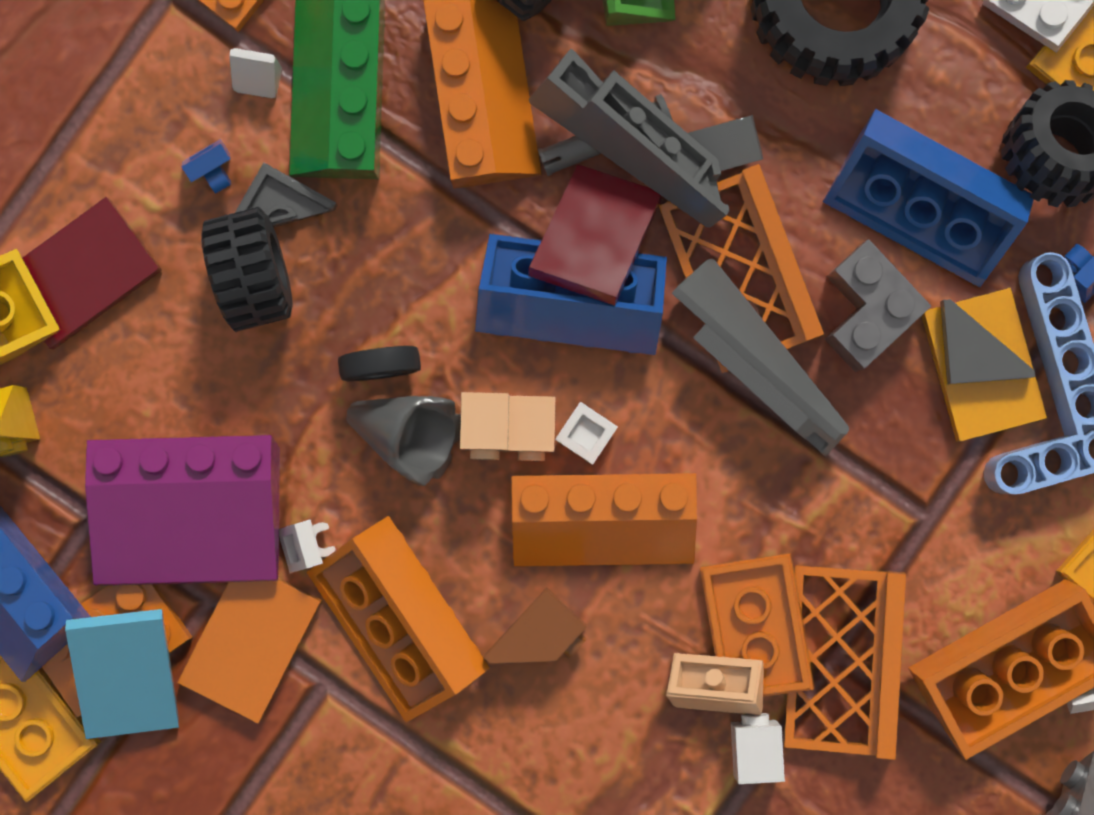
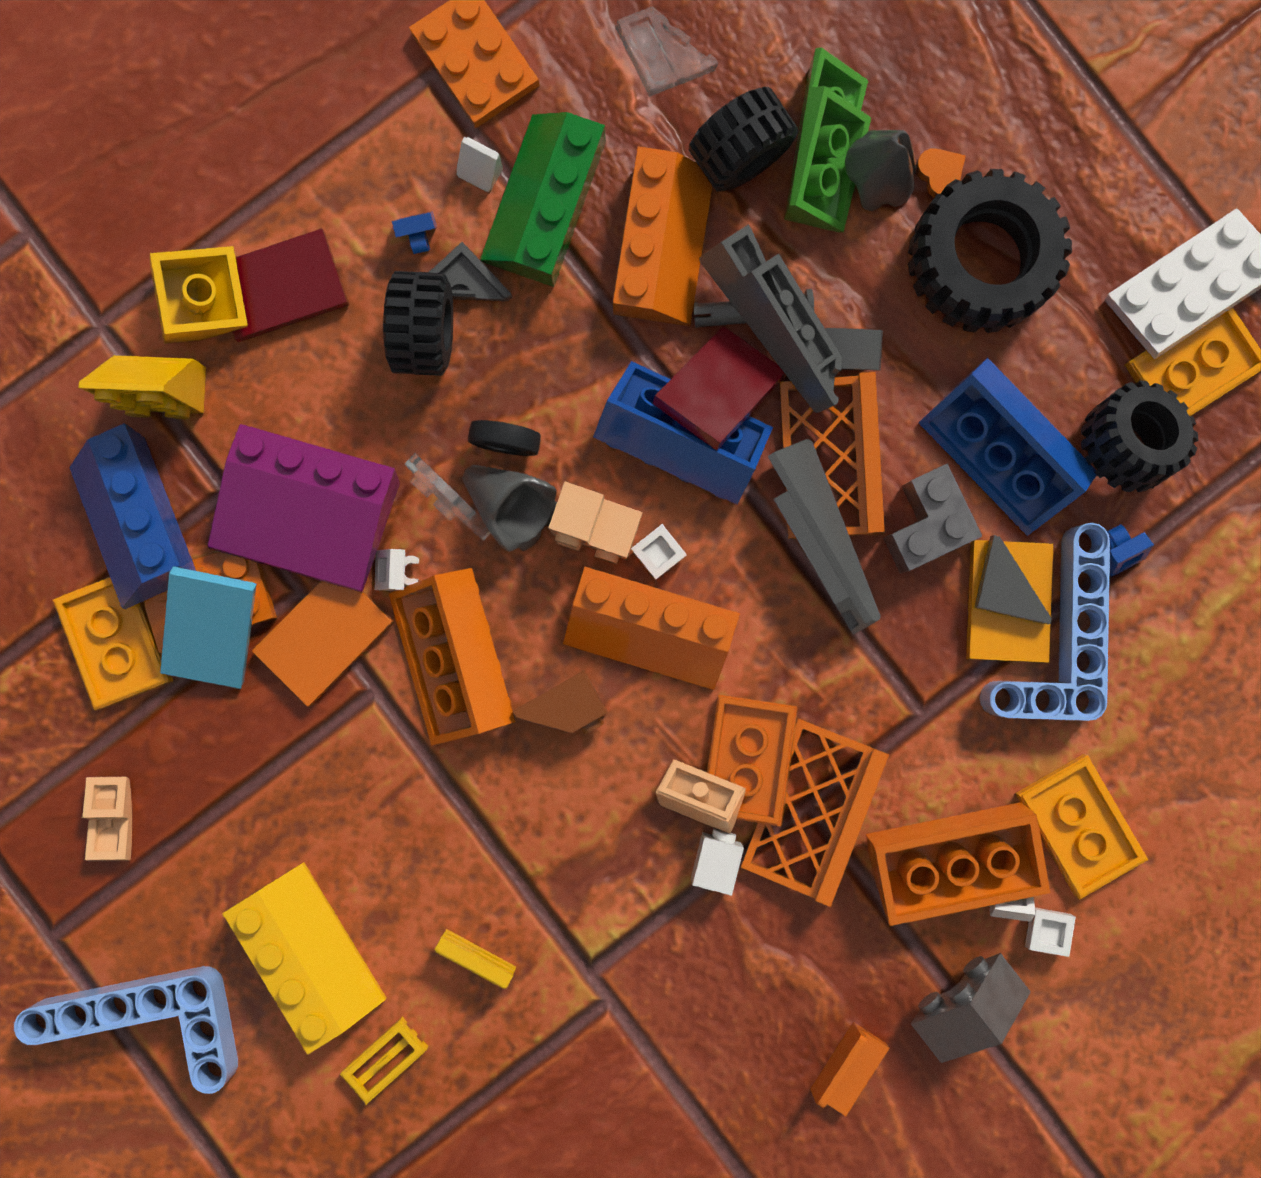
camera: 15 degrees right, 0 degrees up
(342, 452) = (448, 501): none -> clear wing

